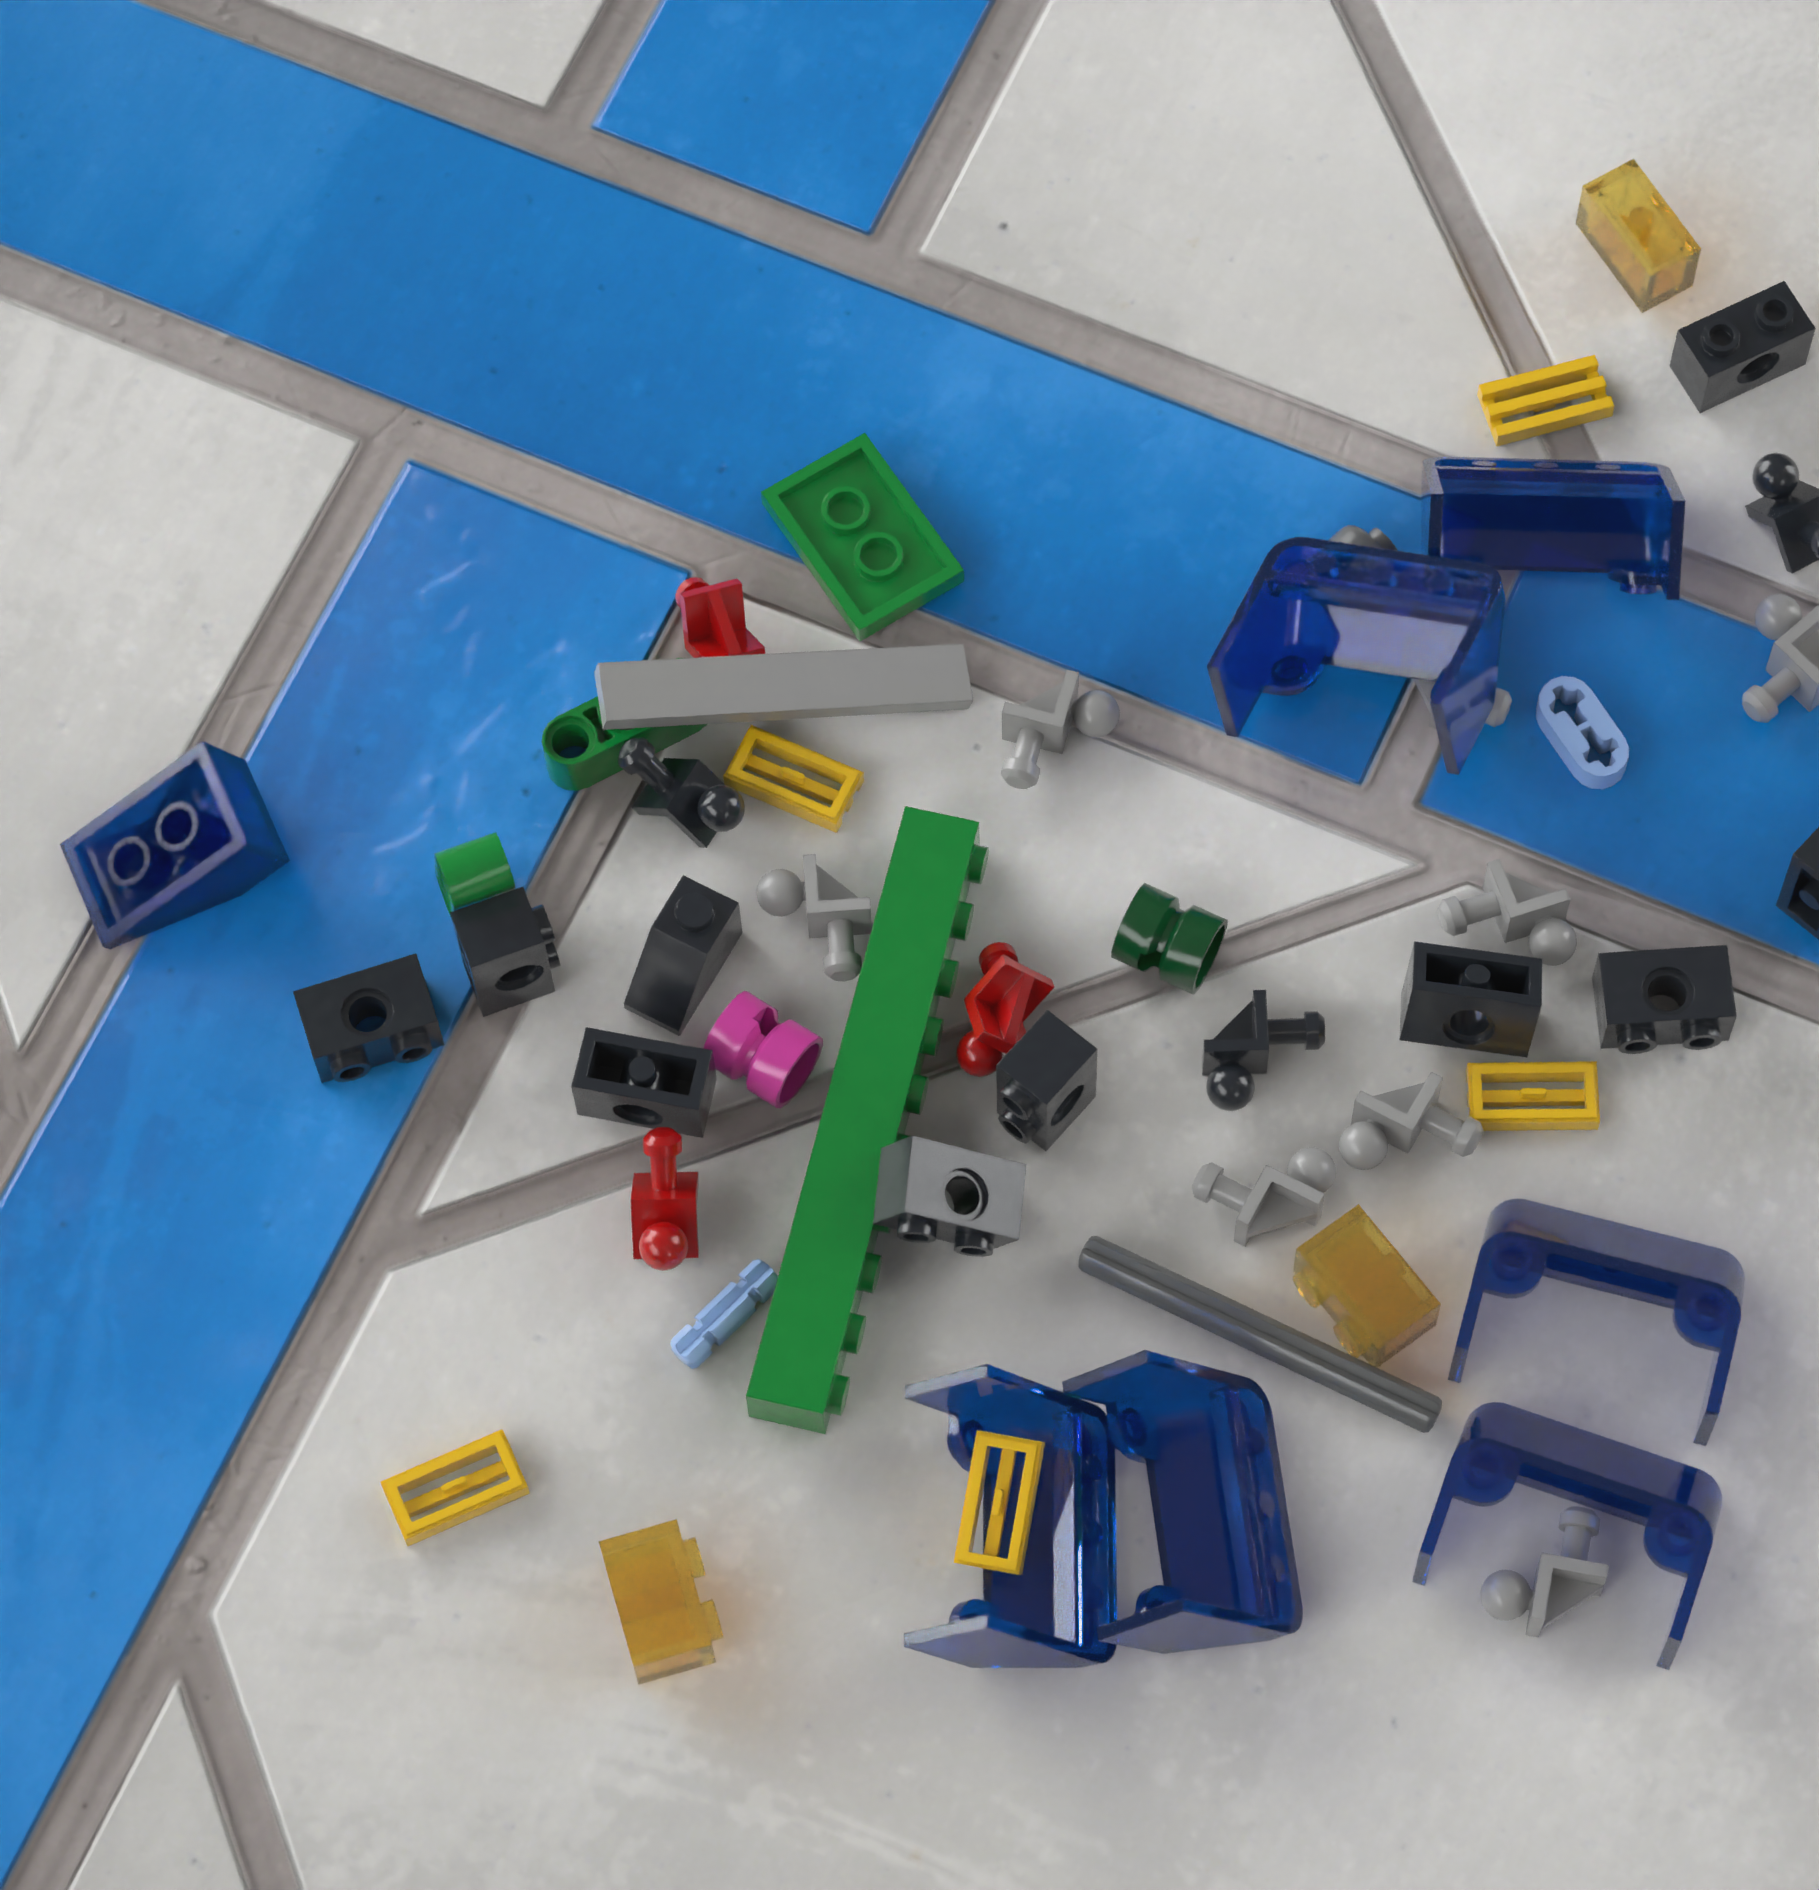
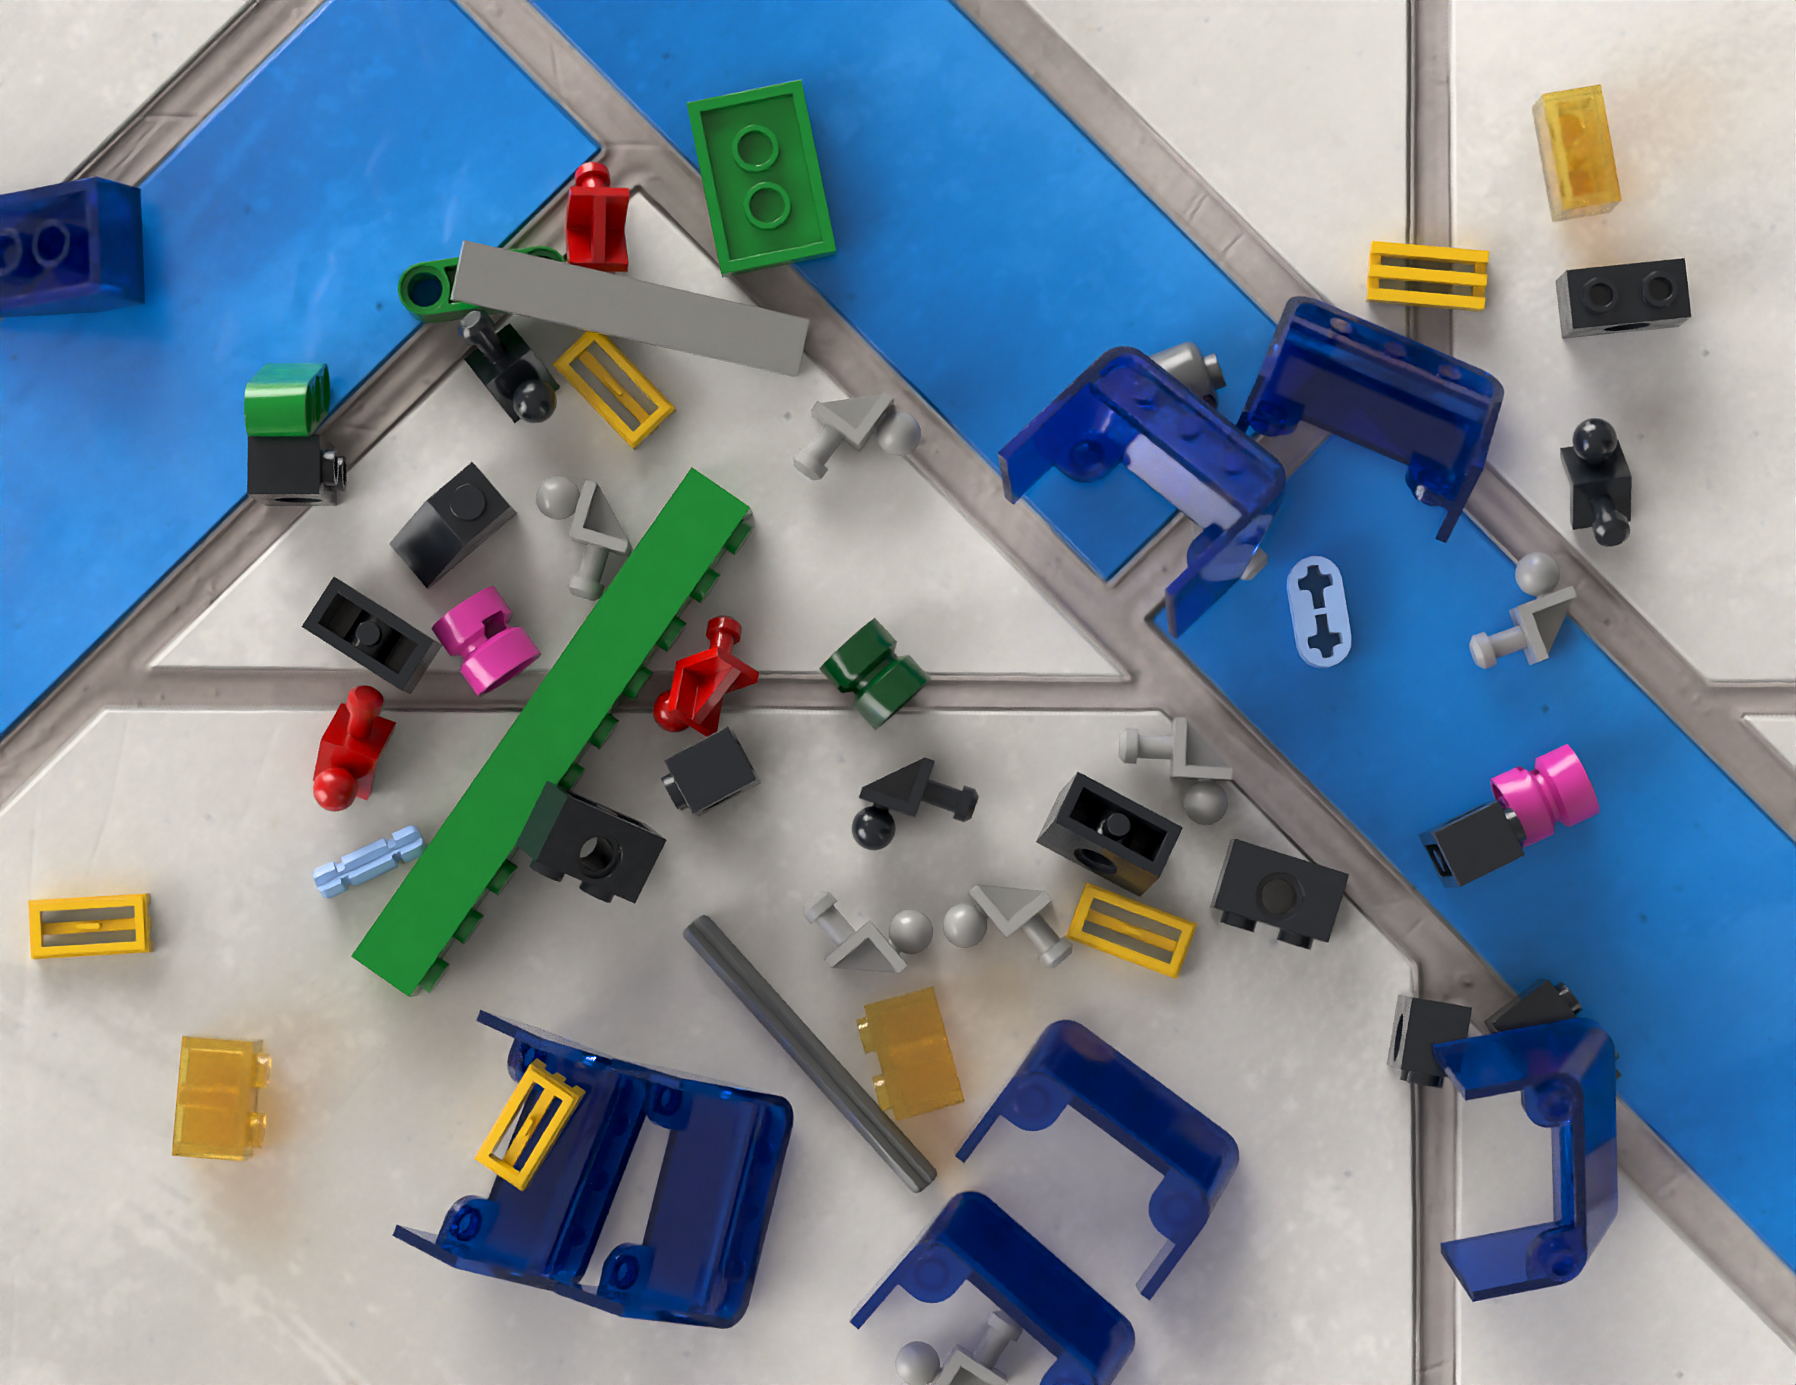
camera: 25 degrees right, 20 degrees up
(338, 1005) = (129, 465): black brick -> none

